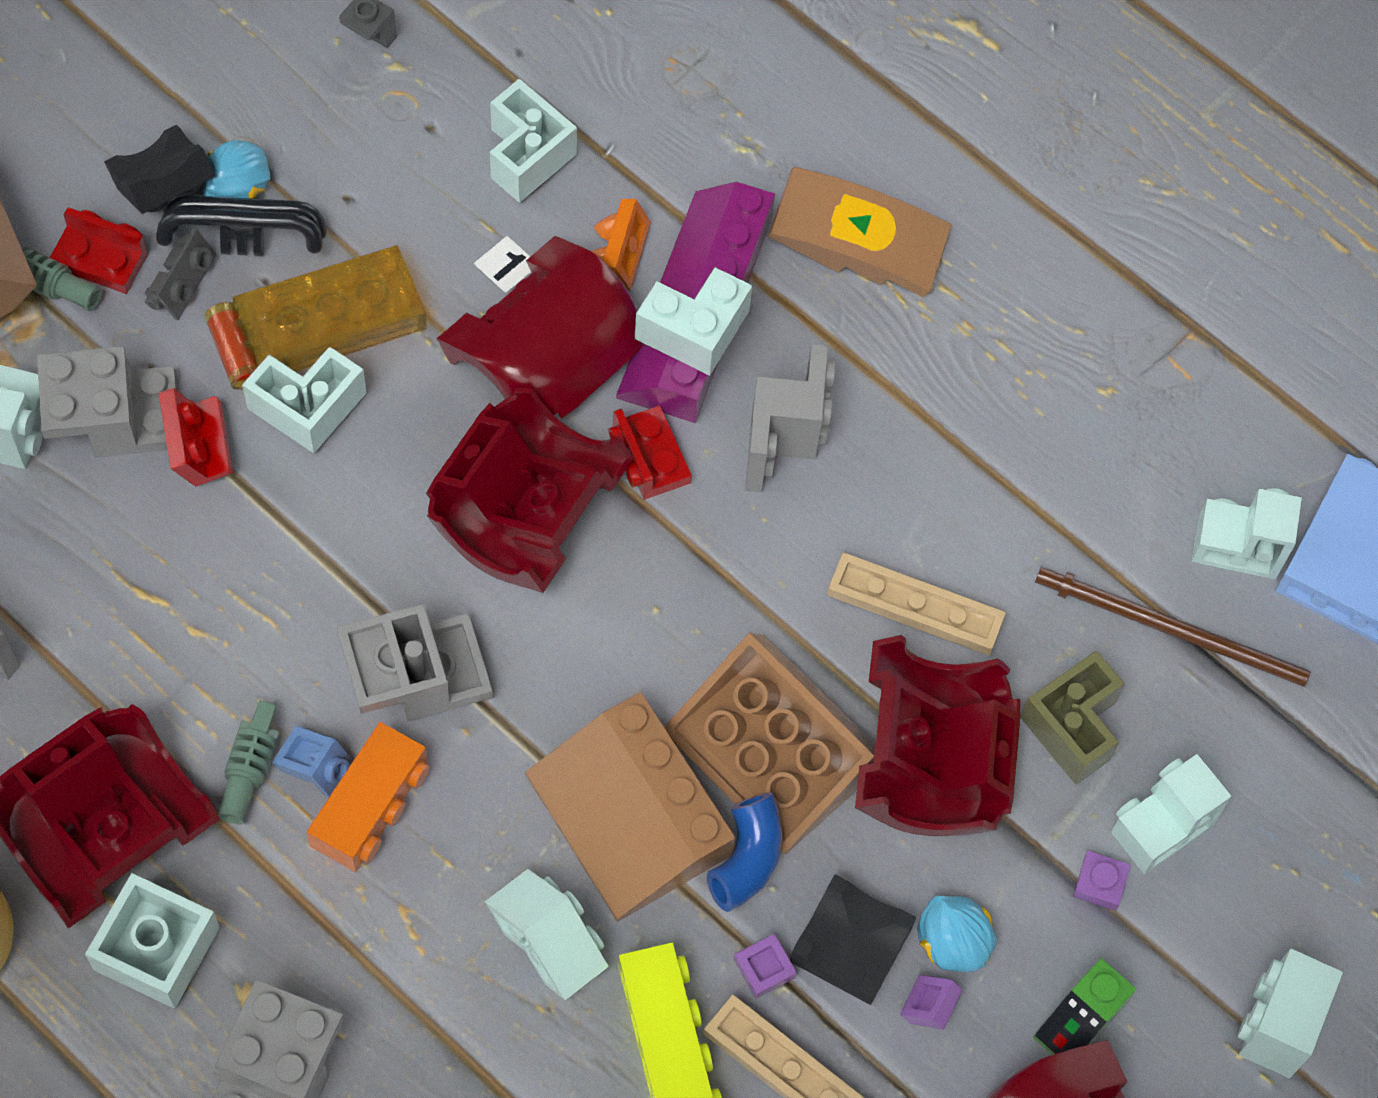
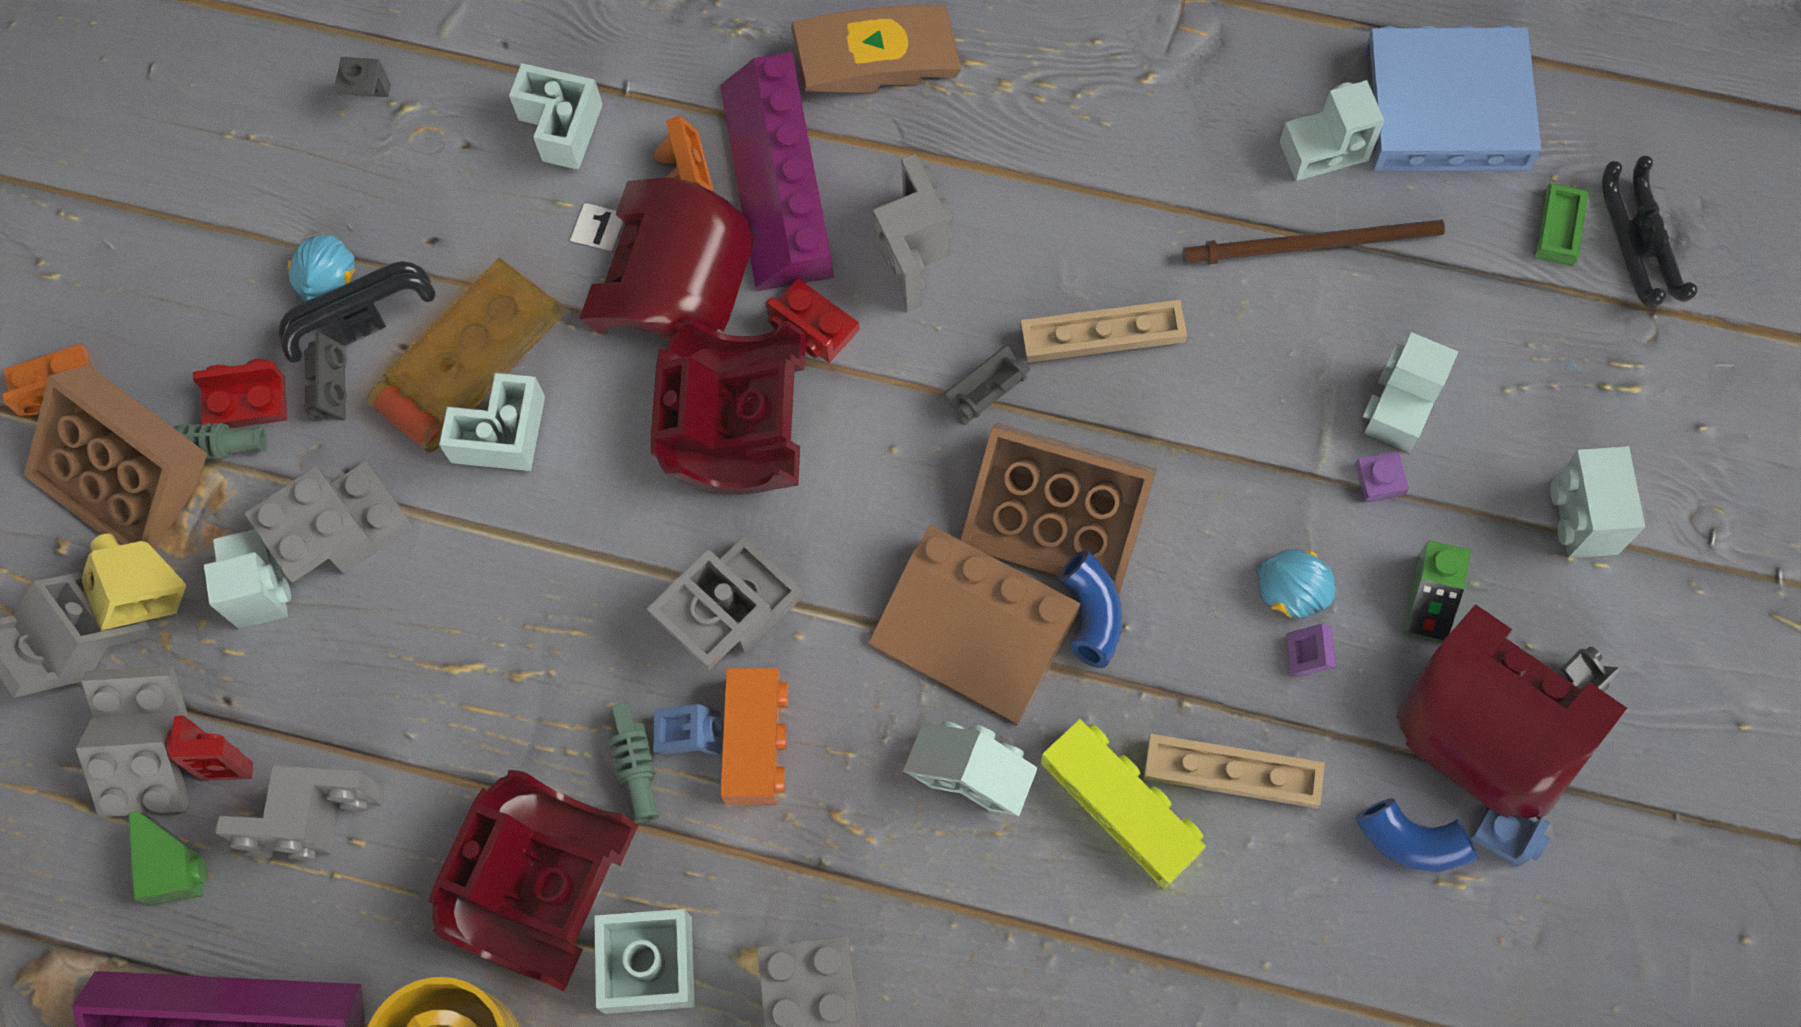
camera: 20 degrees left, 5 degrees up
(160, 171) = (256, 299): black brick -> none
(195, 437) = (423, 510): red bracket -> none
(698, 328) = (794, 197): light aqua brick -> none
(765, 966) = (1161, 695): medium lavender plate -> none
(775, 594) = (986, 384): none -> dark grey hinge
(852, 940) = (1219, 635): black brick -> none
(940, 744) = (1198, 434): dark red piece -> none
(1067, 717) = (1284, 362): olive brick -> none

